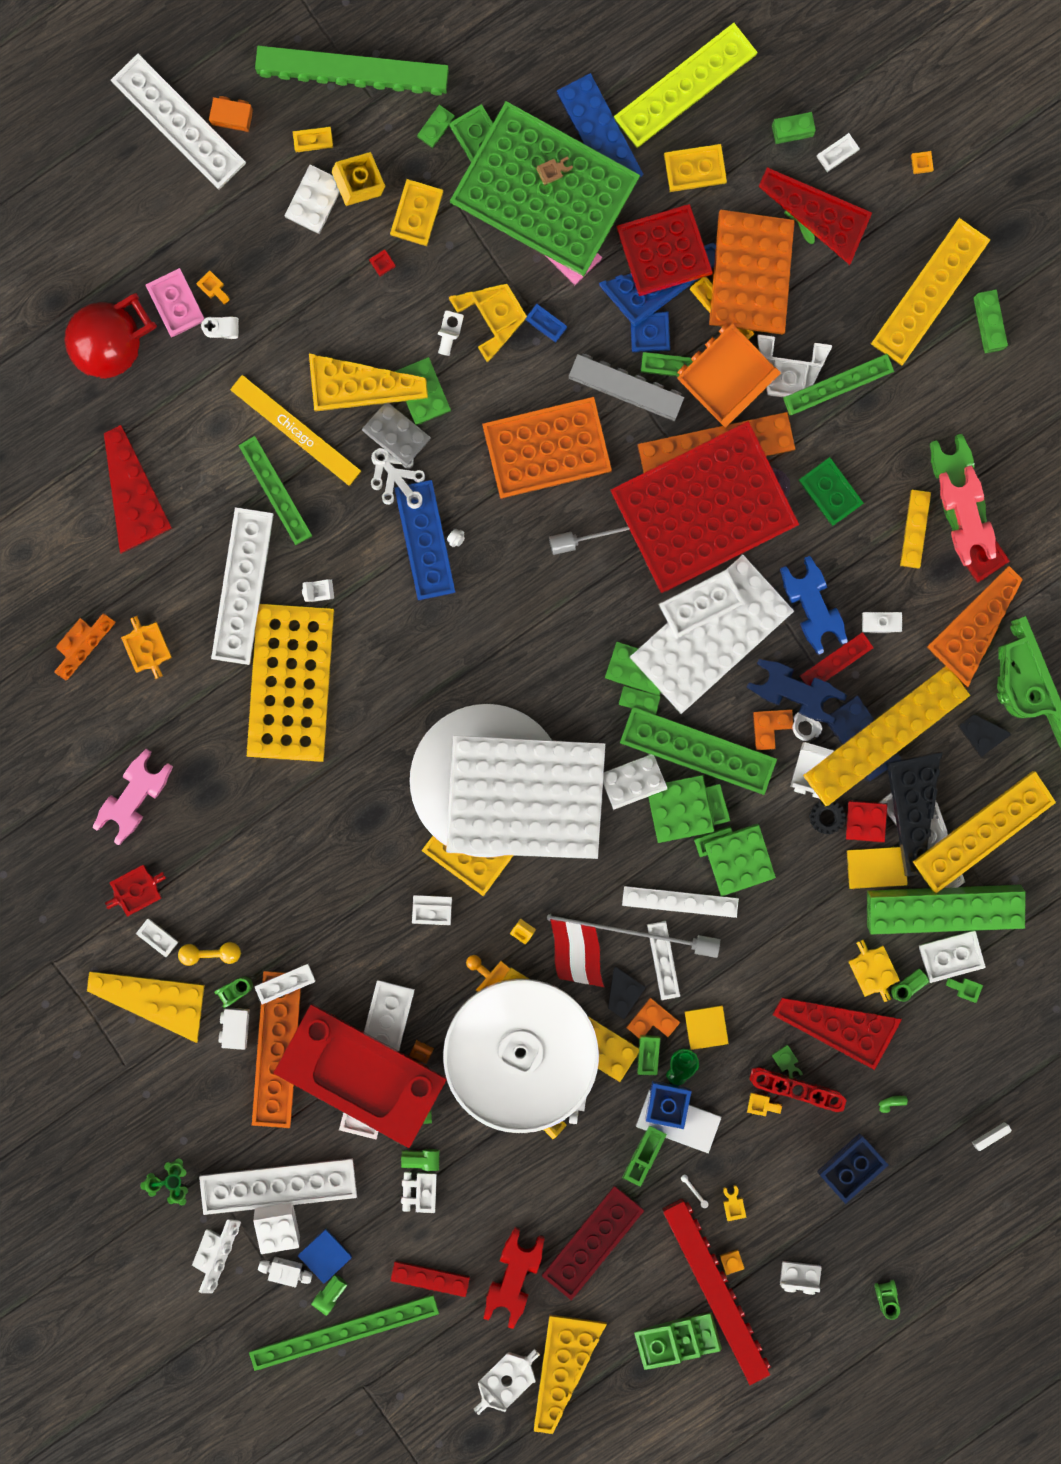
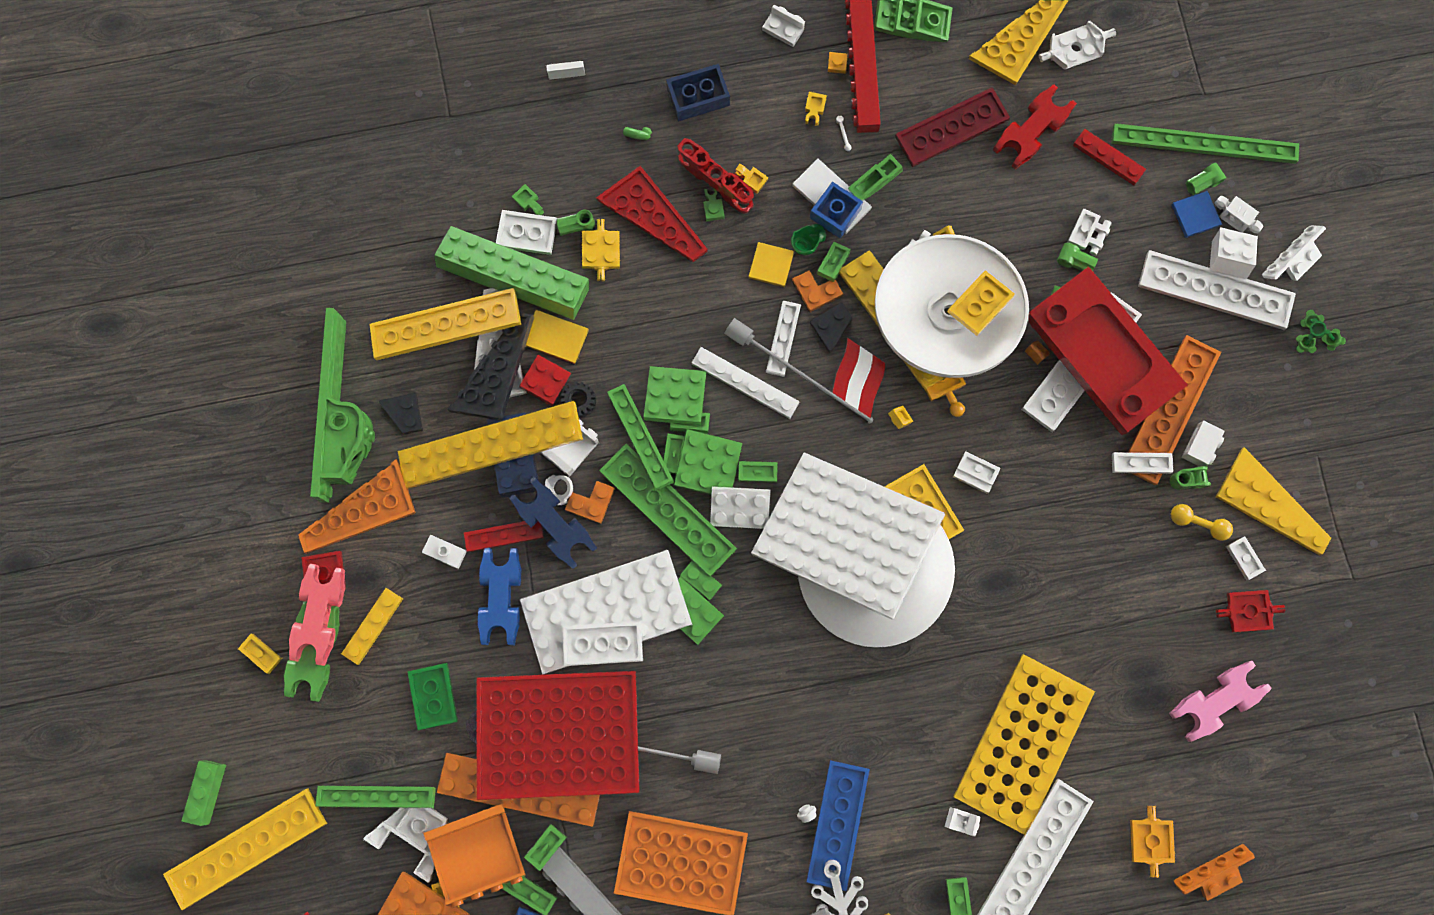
camera: 150 degrees left, 10 degrees down
(494, 1067) = (981, 303): none -> yellow plate
(631, 822) = (757, 471): none -> bright green plate
(670, 408) = (545, 847): none -> bright green plate
(753, 806) = (640, 437): none -> bright green plate
(1003, 460) = (260, 653): none -> yellow plate

